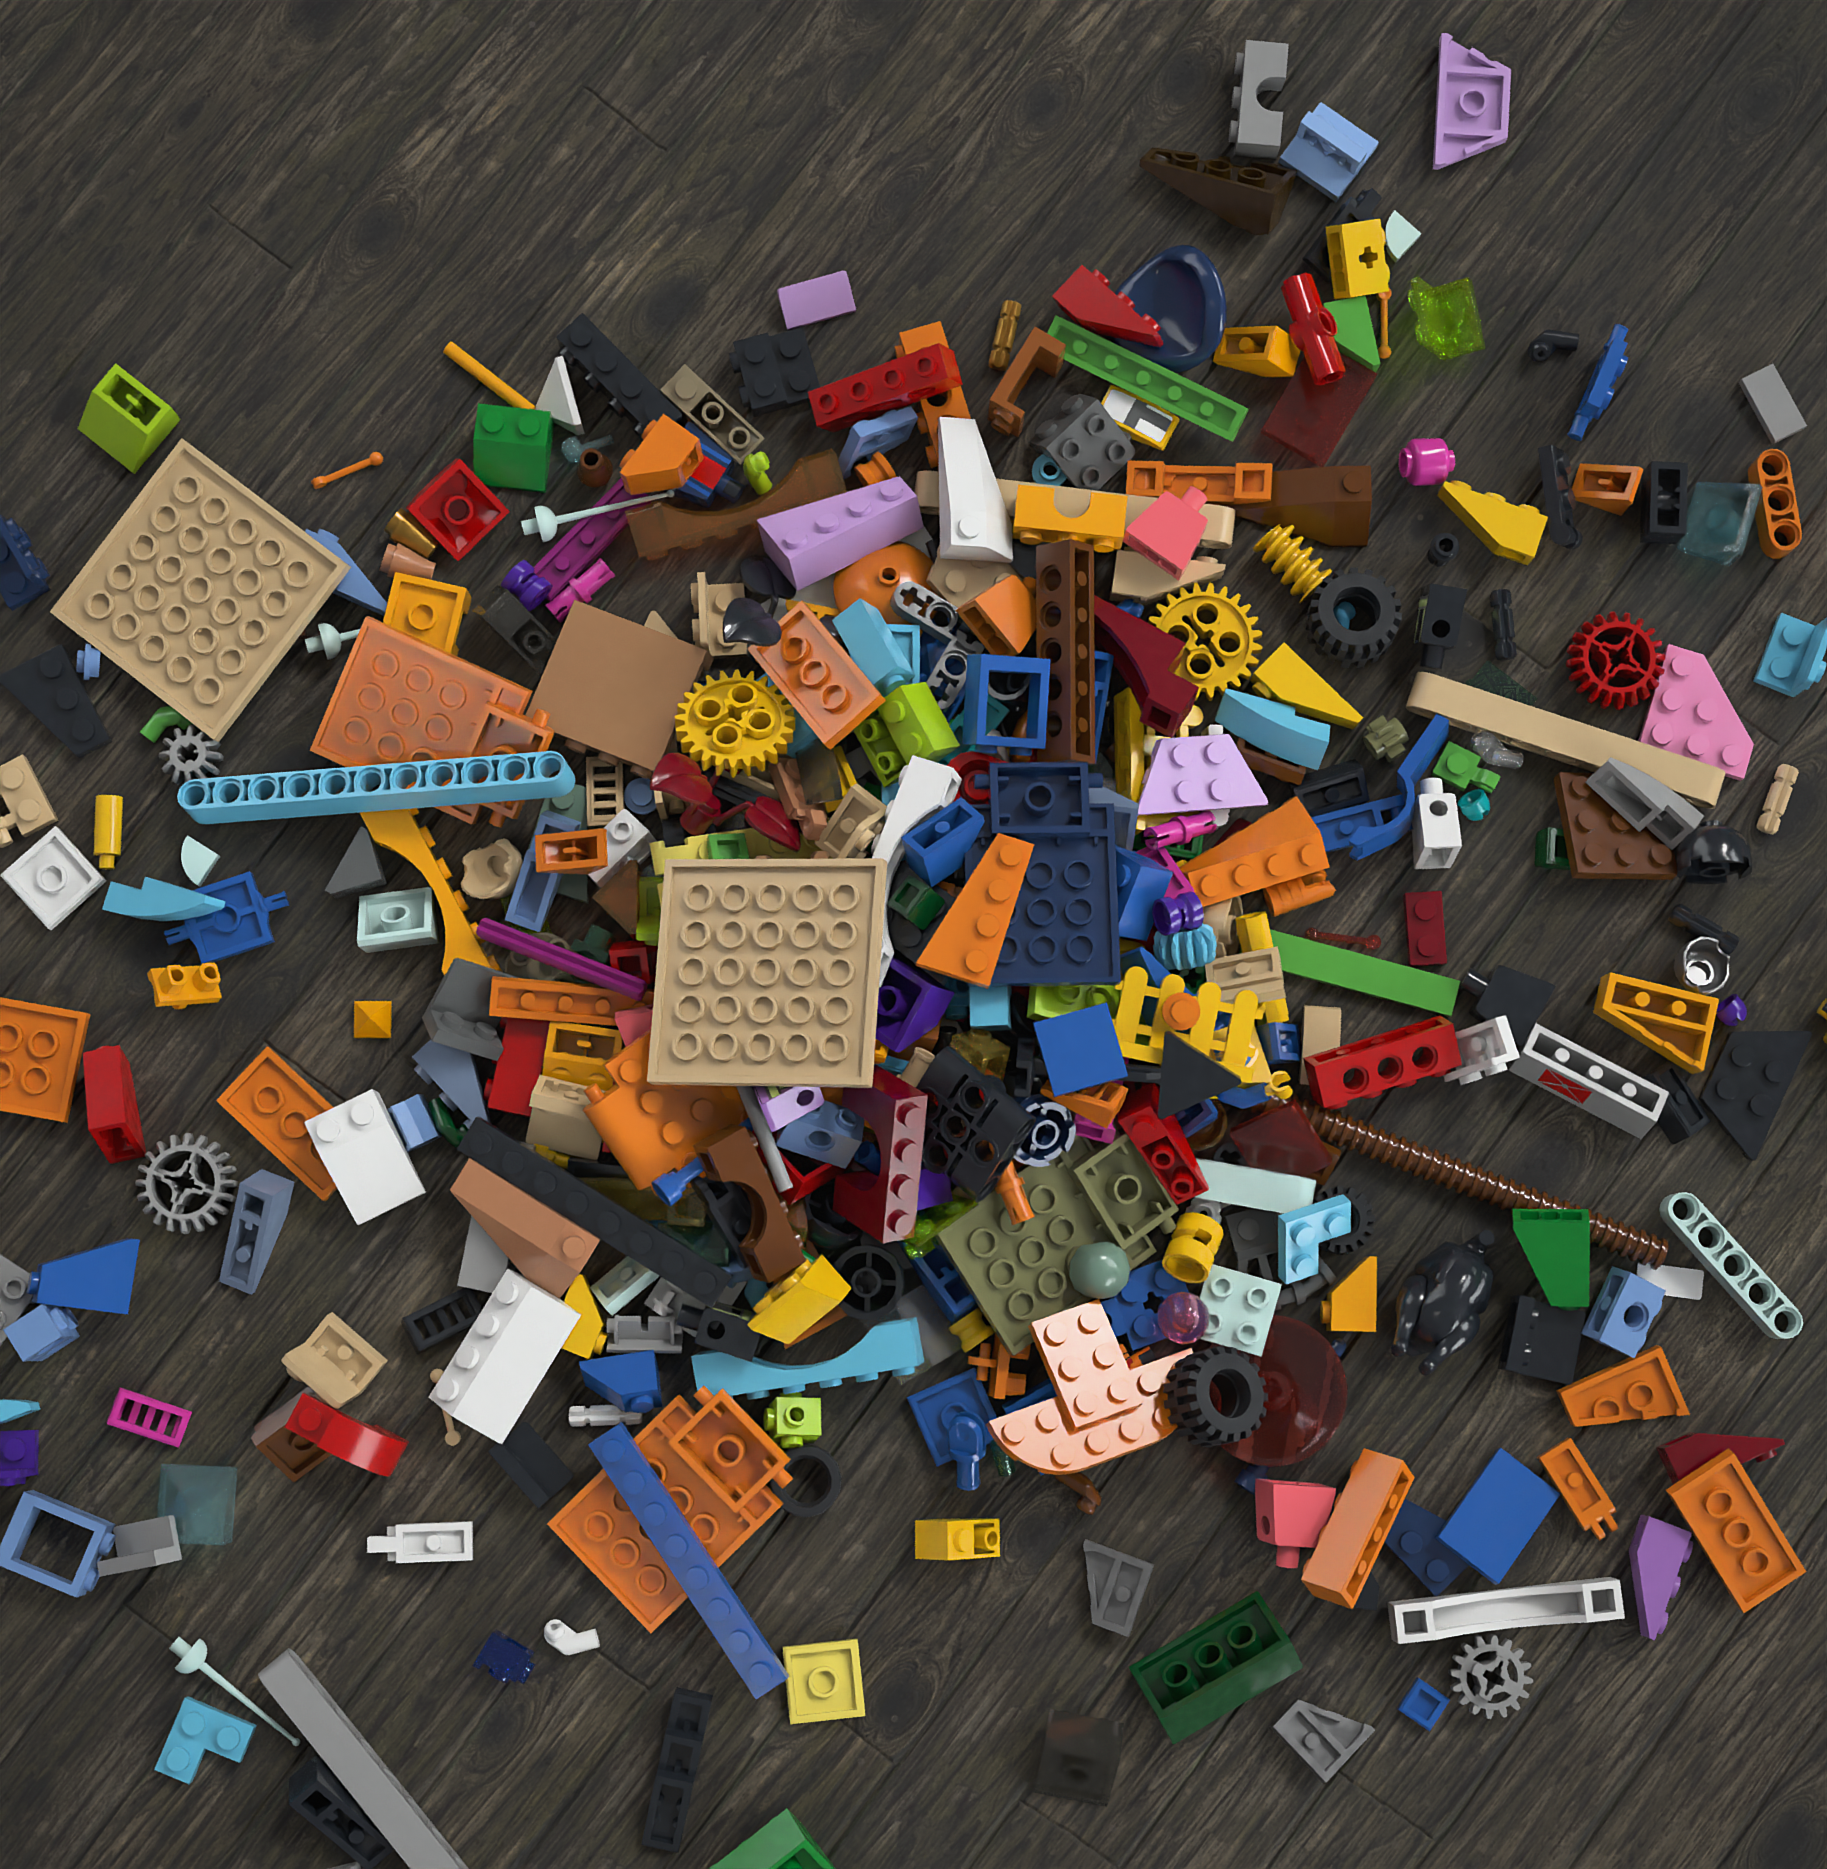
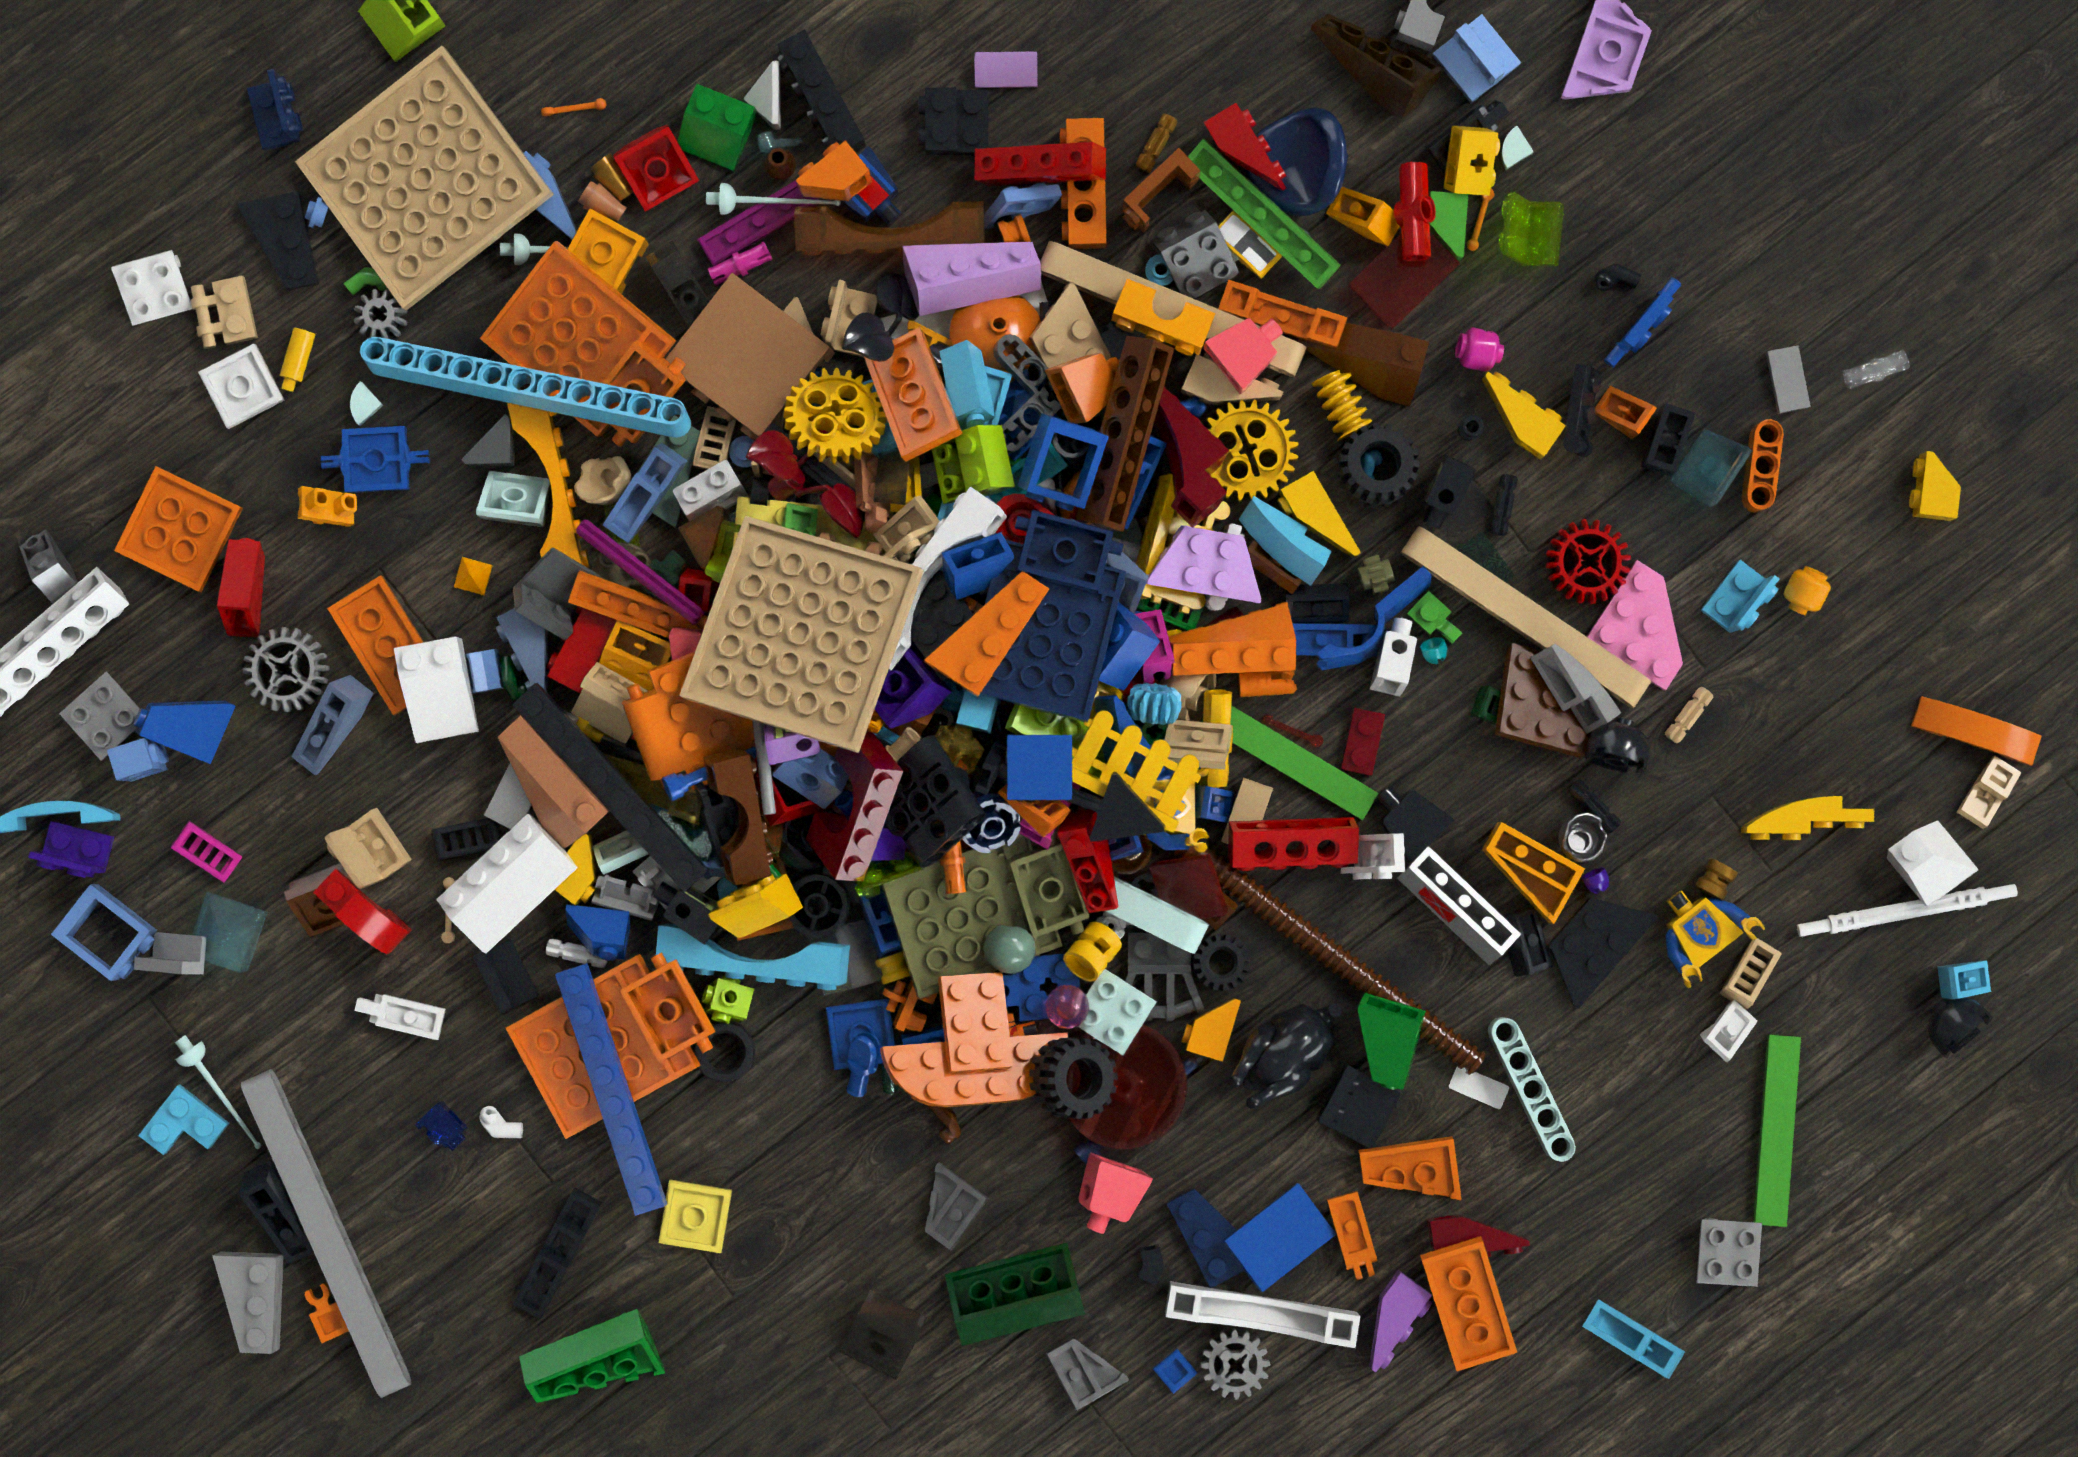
camera: 20 degrees right, 5 degrees up
(159, 901) = (323, 430): medium azure slope -> none
(486, 377) = (712, 61): light orange bar -> none
(526, 585) = (696, 248): dark purple wheel -> none
(571, 852) = (671, 486): orange slope -> none
(711, 414) = (889, 146): dark tan slope -> none
(754, 471) = (913, 204): lime arm -> none
(916, 902) = (940, 609): dark green slope -> none
(957, 1538) = (834, 1132): yellow slope -> none
(970, 502) = (1084, 281): white wedge -> none
(1177, 913) = (1154, 676): dark purple wheel -> none
(1180, 830) = (1180, 605): dark pink pin -> none
(1181, 1011) = (1131, 758): orange plate -> none
(1303, 1230) = (1185, 963): medium azure plate -> none
(1357, 1528) = (1160, 1215): orange brick -> none
(1494, 752) = (1463, 610): clear arm -> none
(1607, 1320) = (1431, 1086): medium blue brick -> none

